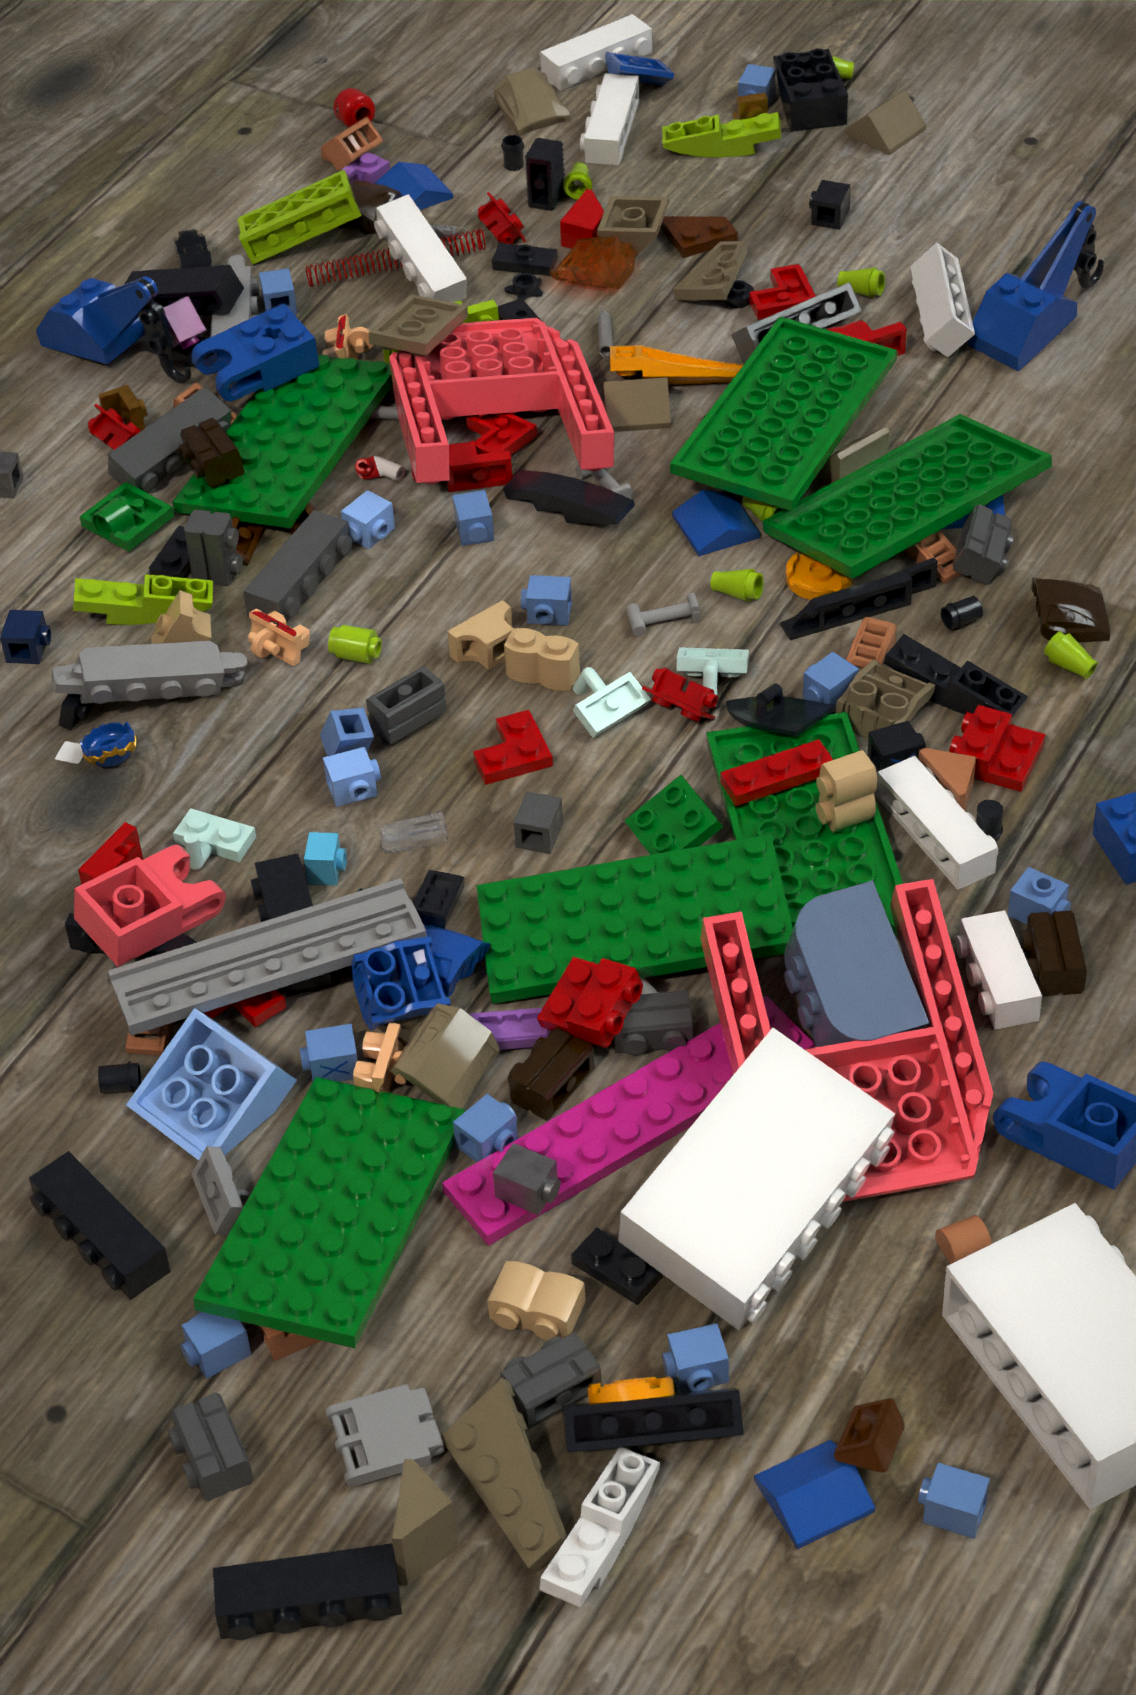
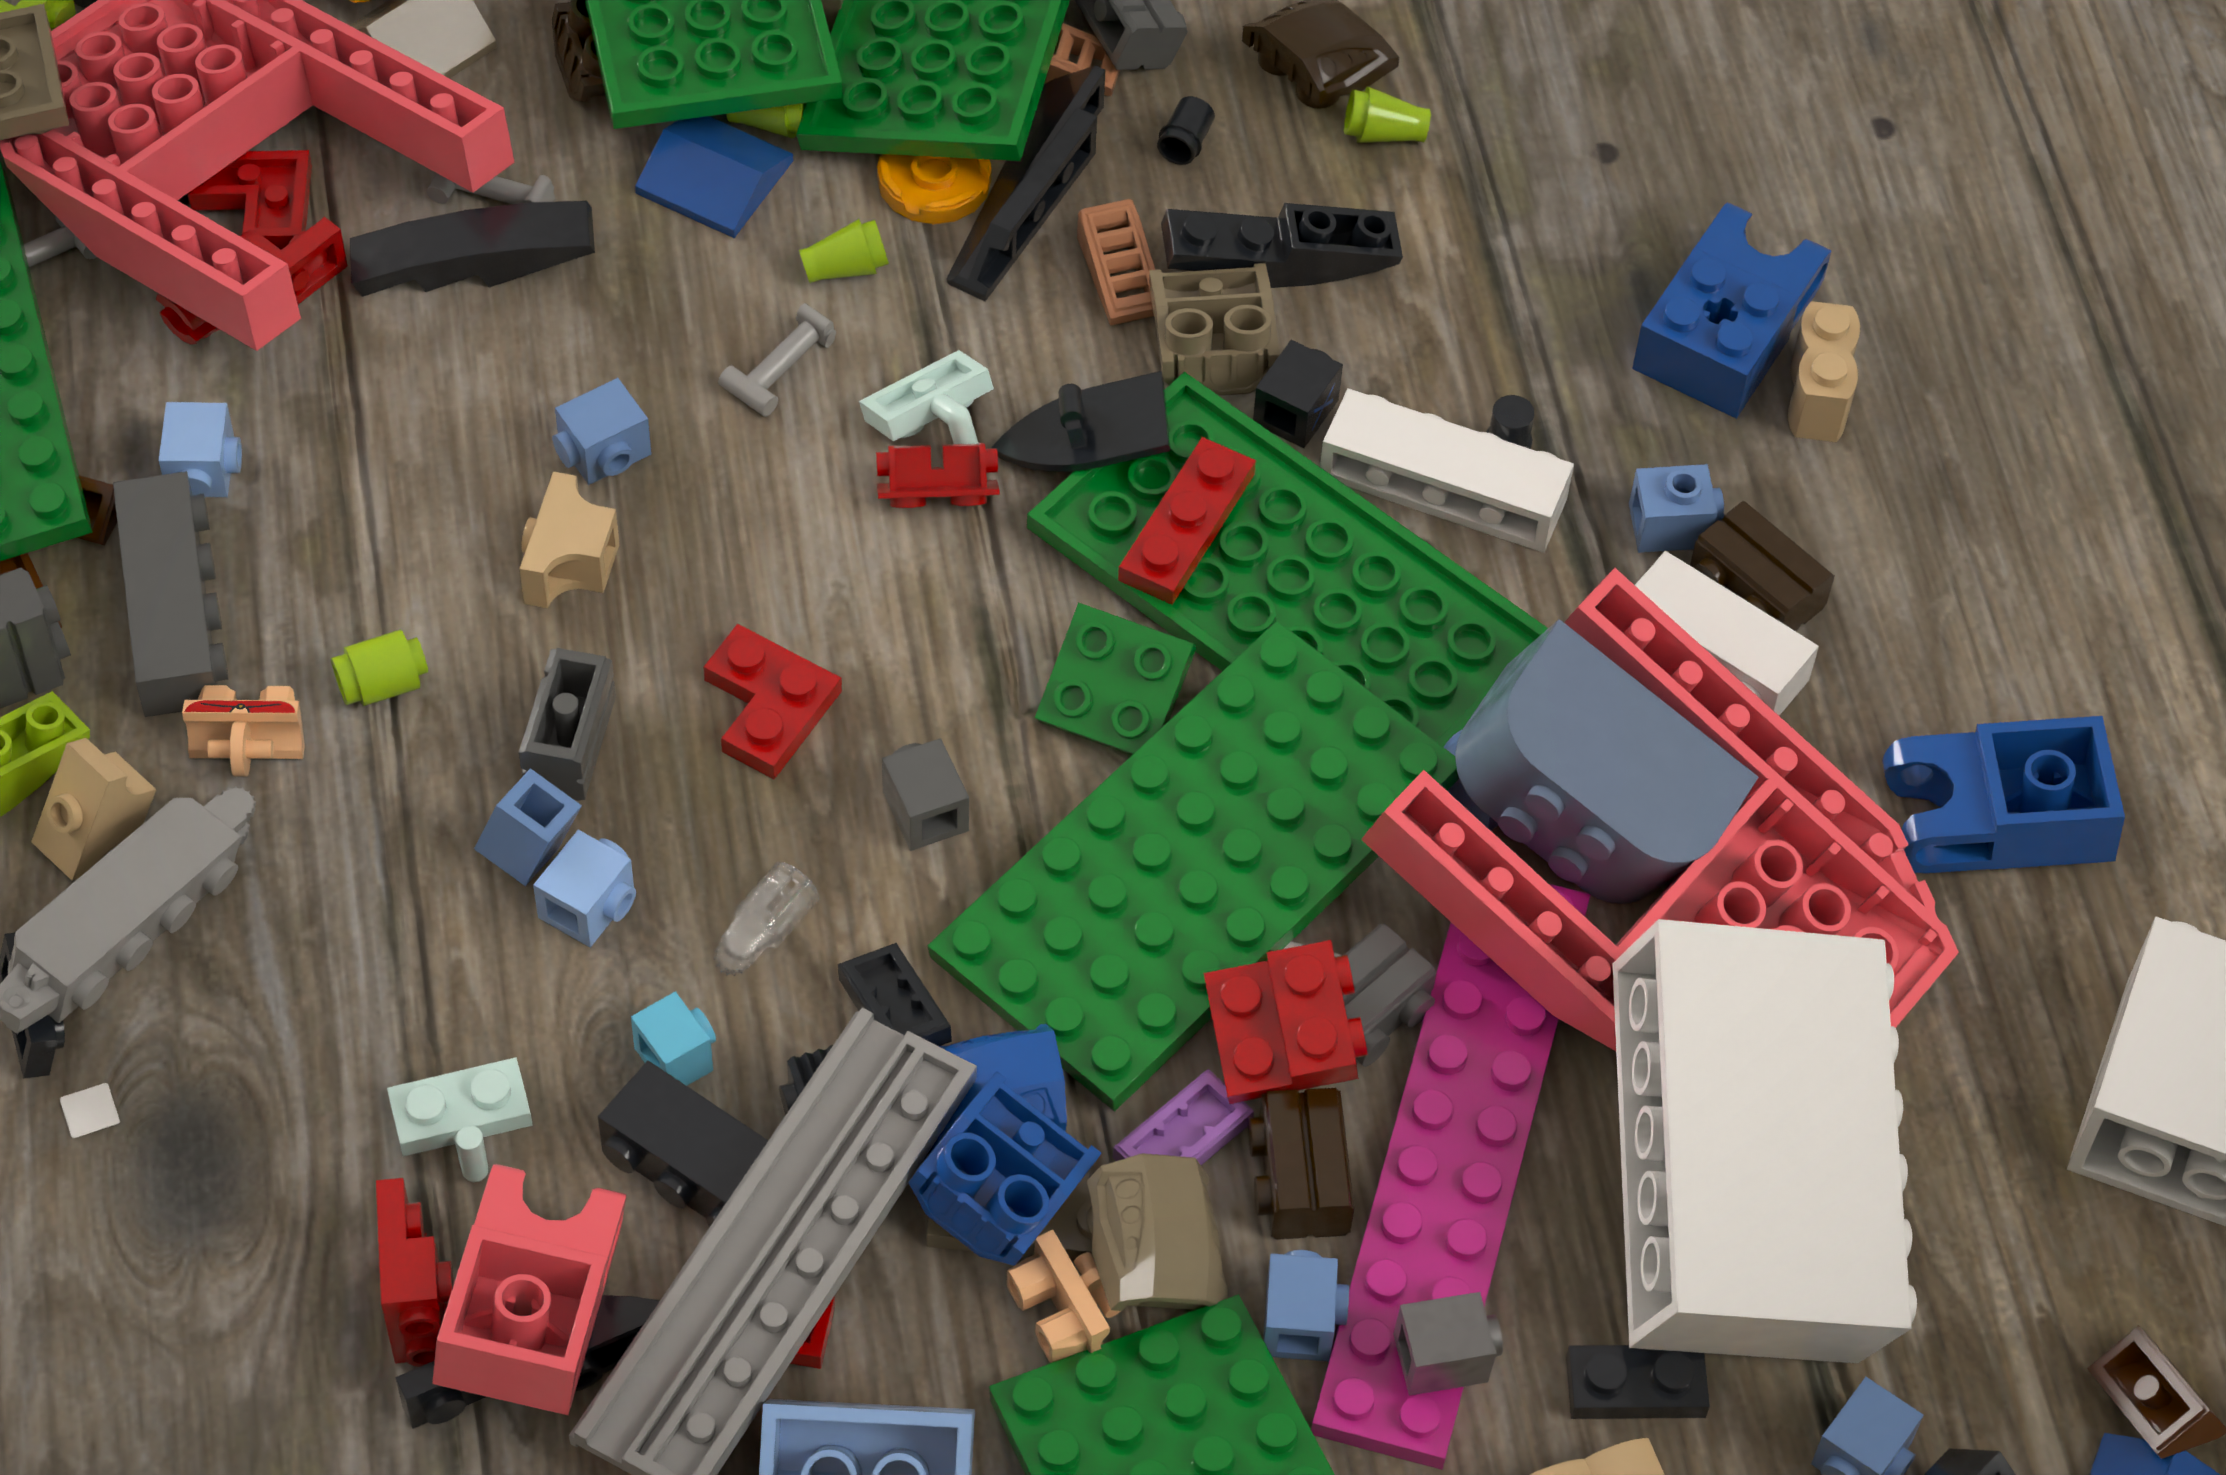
camera: 45 degrees left, 10 degrees up
(108, 744) = (154, 1061): blue hair -> none
(330, 1053) = (982, 1338): medium blue brick -> none
(378, 467) = (118, 350): arm -> none
(473, 517) = (359, 358): medium blue brick -> none
(542, 659) = (687, 533): tan brick -> none
(608, 703) = (848, 544): light aqua plate -> none
(828, 679) = (1117, 337): medium blue brick -> none
(846, 791) = (1335, 496): tan brick -> none
(952, 771) = (1408, 380): nougat slope -> none
(963, 1238) = (2013, 1049): nougat brick -> none
(1002, 750) = (1415, 314): red plate -> none

